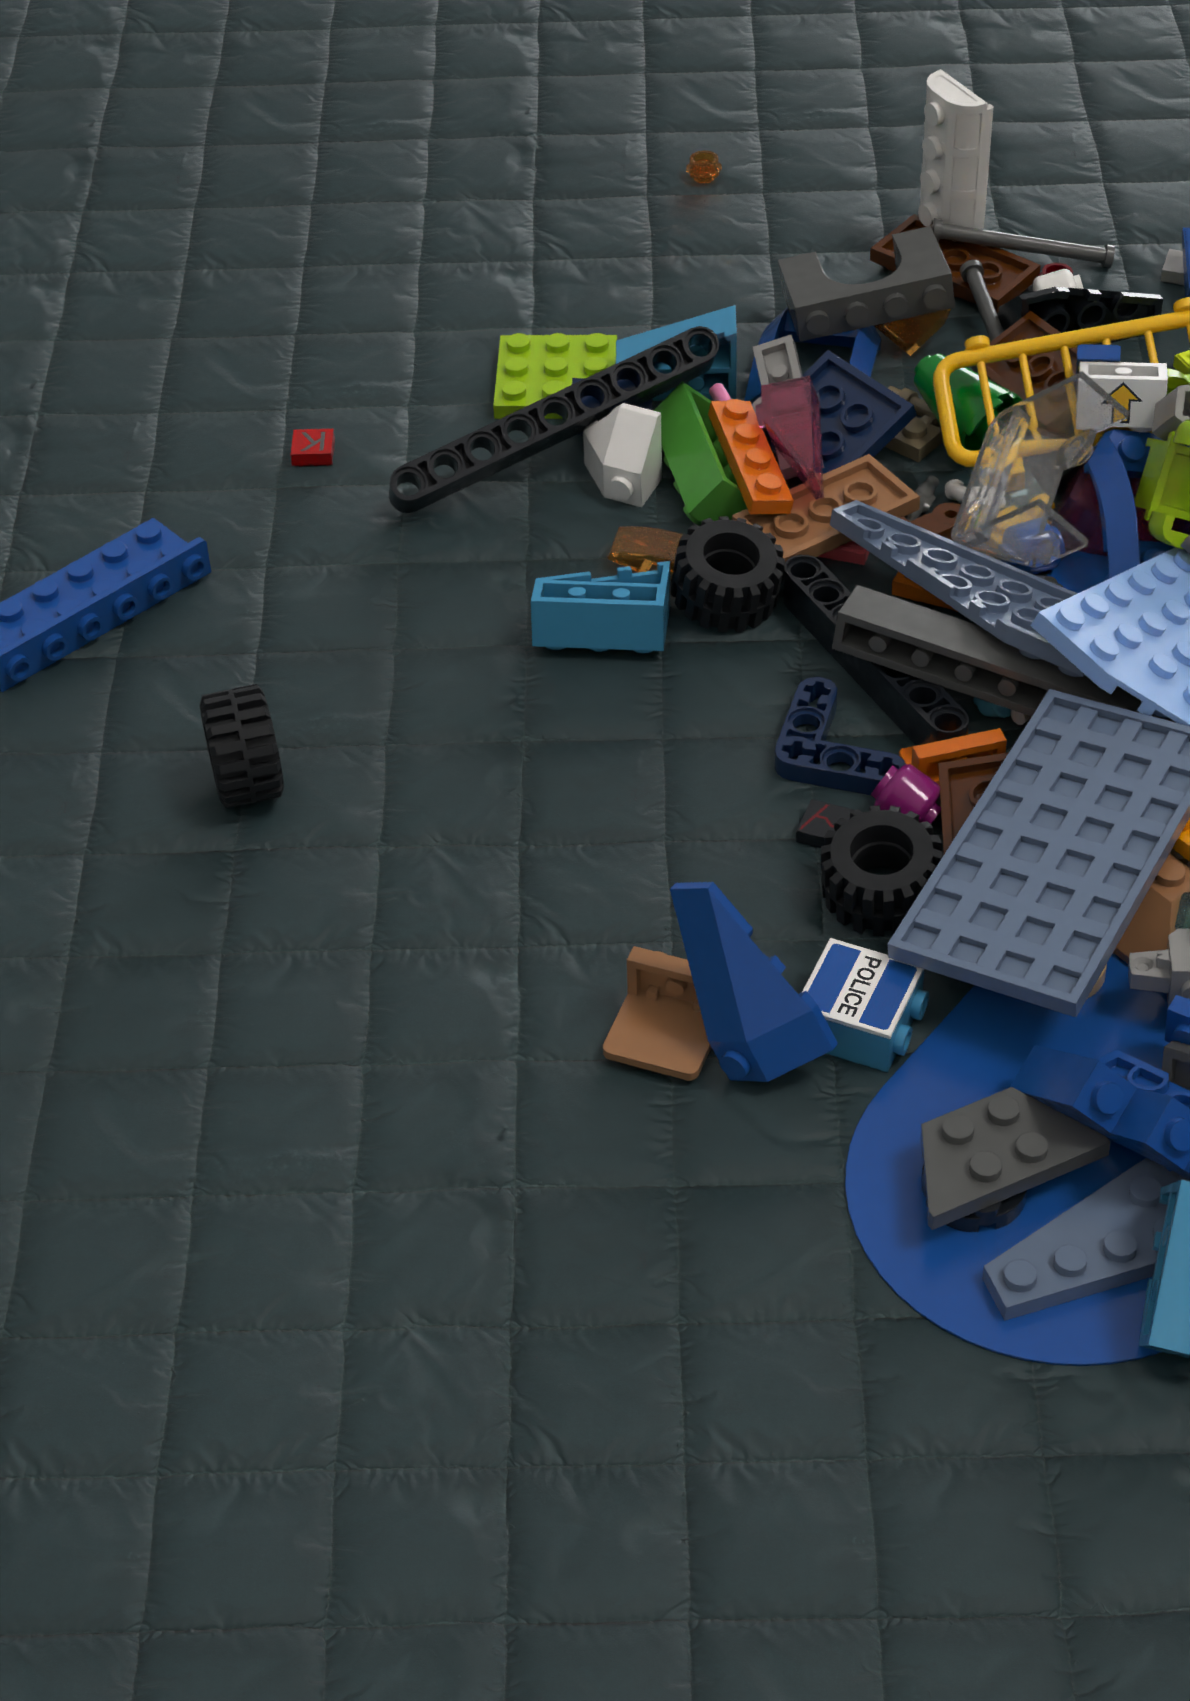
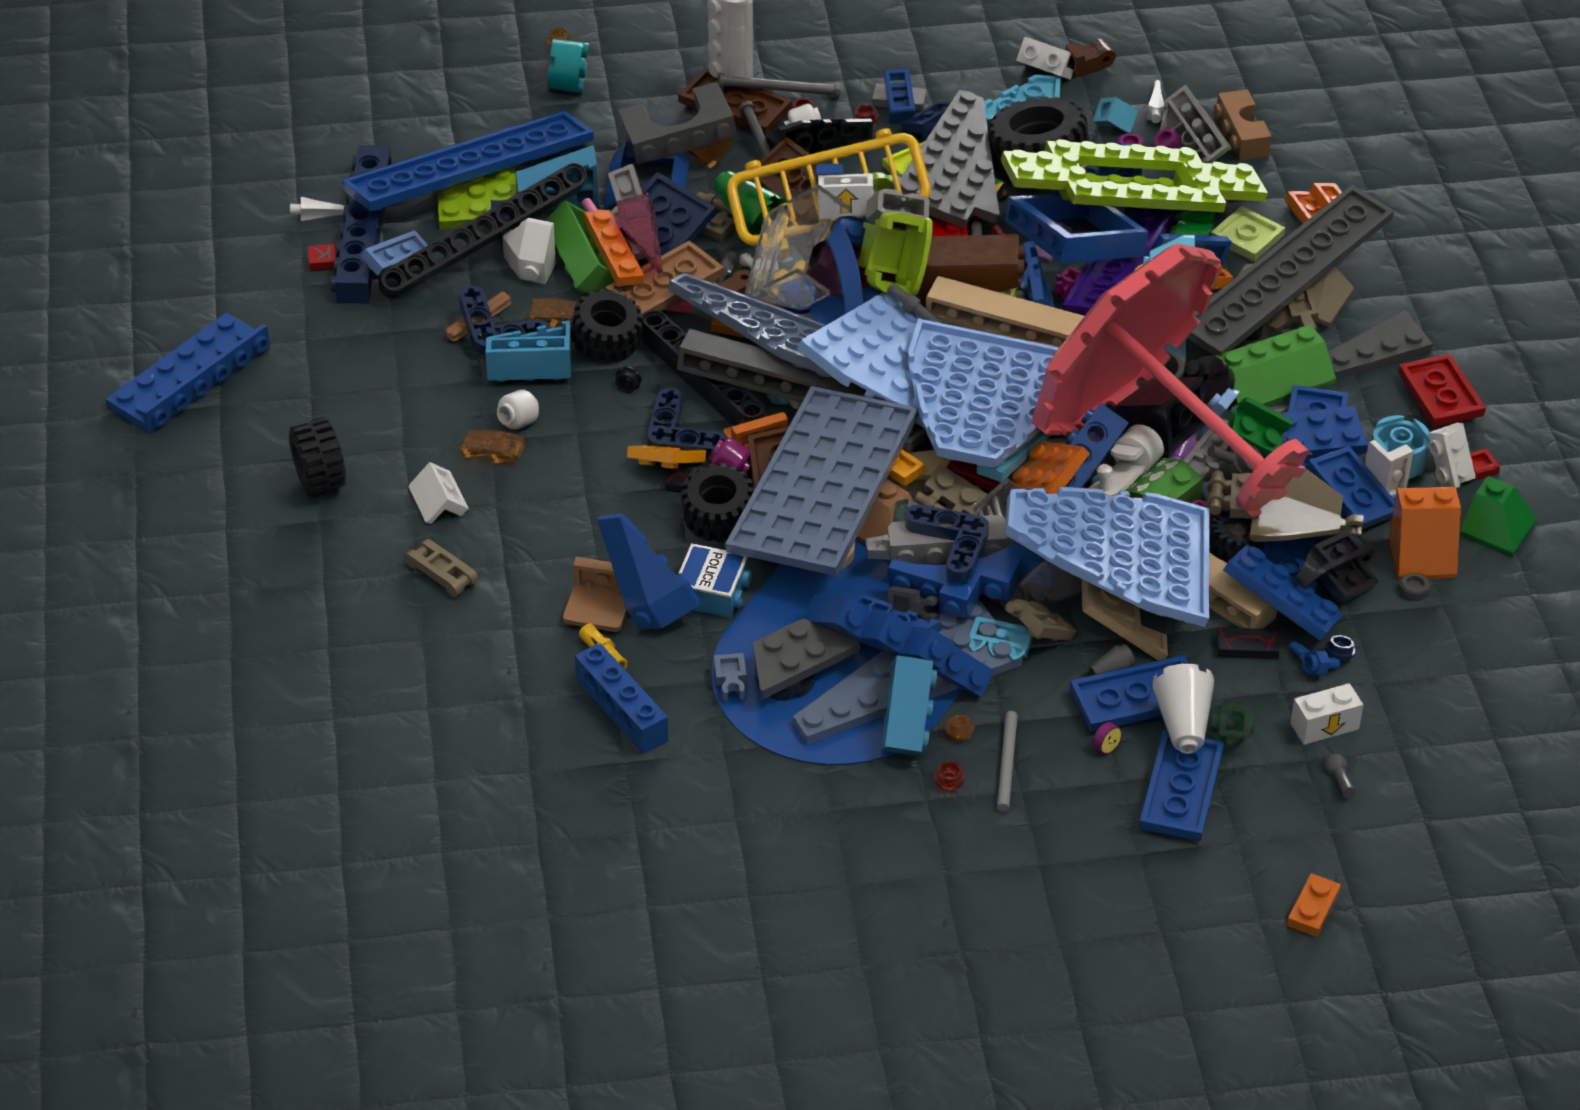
camera: 10 degrees left, 0 degrees up
(312, 379) = (315, 209): none -> white piece
(378, 406) = (360, 231): none -> dark blue brick
(403, 444) = (392, 251): none -> medium blue plate
(413, 943) = (441, 567): none -> dark tan plate
(426, 816) = (436, 491): none -> white panel
(531, 548) = (496, 305): none -> medium nougat axle
(534, 749) = (497, 444): none -> clear orange slope
(543, 321) = (467, 161): none -> blue plate
(544, 565) = (482, 309): none -> dark blue beam
(573, 695) = (518, 409): none -> white head
(664, 1110) = (592, 636): none -> yellow pin
(686, 1206) = (621, 698): none -> blue brick
(711, 200) = (567, 66): none -> teal brick
(752, 659) = (627, 379): none -> black plate
(805, 787) = (667, 456): none -> light orange wing
(879, 1176) = (730, 673): none -> sand blue plate
(1153, 285) = (866, 112): none -> clear red plate

